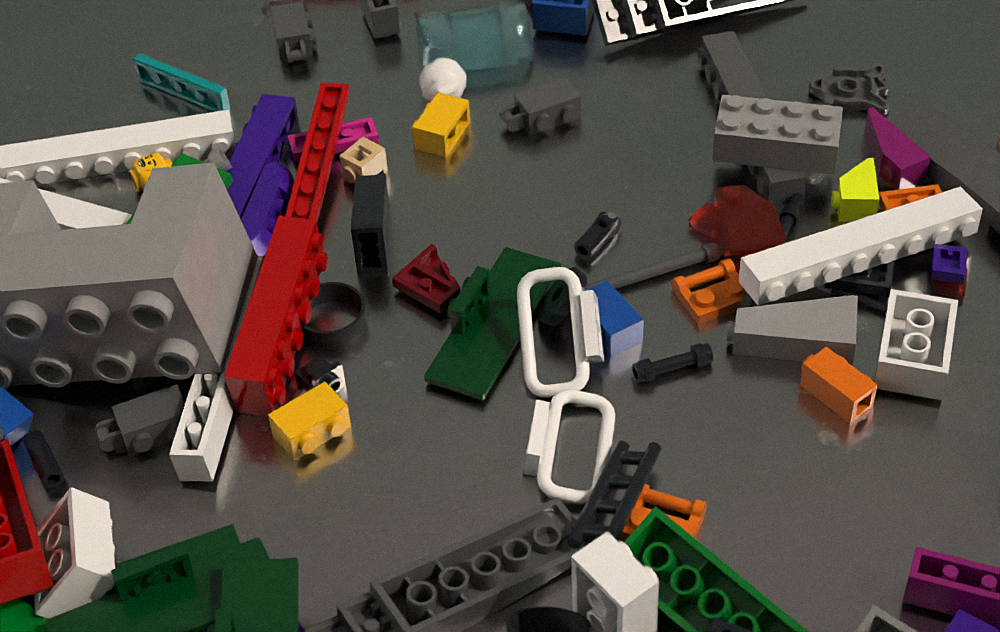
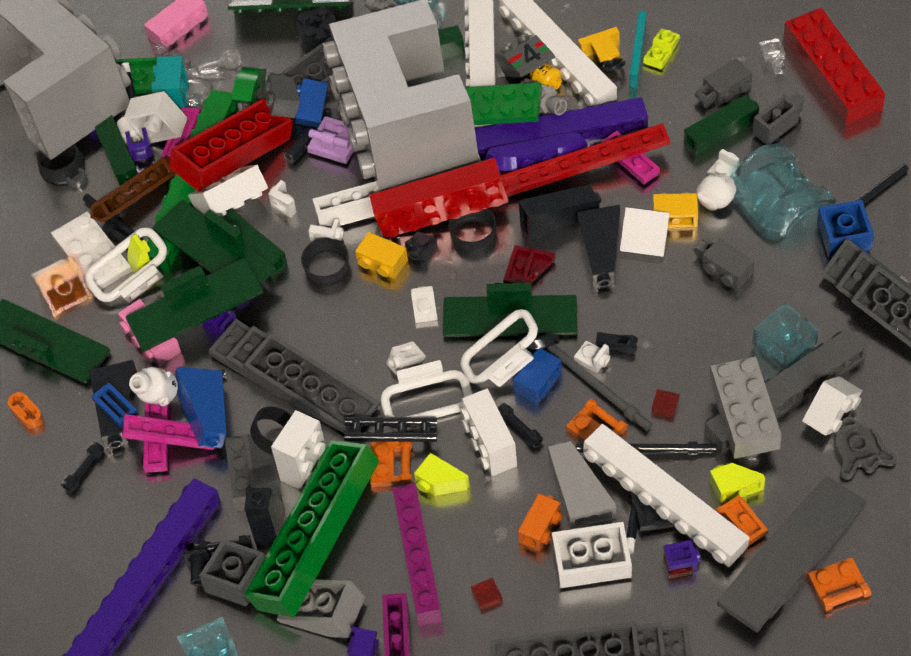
camera: 70 degrees right, 10 degrees up
(70, 414) = (331, 140): none -> lavender plate
(111, 173) = (523, 56): none -> dark grey slope
(130, 508) = (281, 200): none -> white bracket
(142, 422) = (341, 174): dark grey brick -> none
(160, 104) = (604, 45): none -> yellow piece
(194, 63) = (661, 49): none -> neon yellow slope
(230, 474) = (321, 231): none -> white bracket
(267, 464) = (323, 245): none -> black tyre
(348, 51) = (721, 124): none -> dark green brick
(363, 159) = (613, 182): tan brick -> none
(405, 70) = (725, 164): none -> white bracket
(419, 403) = (423, 304): none -> white bracket
(446, 201) = (600, 239): none -> black slope
(457, 154) = (644, 232): none -> white tile
(499, 450) = (405, 356): none -> white bracket
(607, 261) = (592, 356): none -> white bracket
(682, 383) = (488, 432): none -> white brick
(693, 88) = (780, 336): none -> clear light blue piece
(715, 467) = (440, 477): none -> neon yellow slope
(745, 221) = (658, 421): clear red slope -> none
(797, 77) = (830, 403): none -> white brick
(832, 527) = (417, 555): none -> magenta brick
(895, 155) = (789, 491): magenta slope -> none
(923, 478) = (486, 593): none -> clear red tile

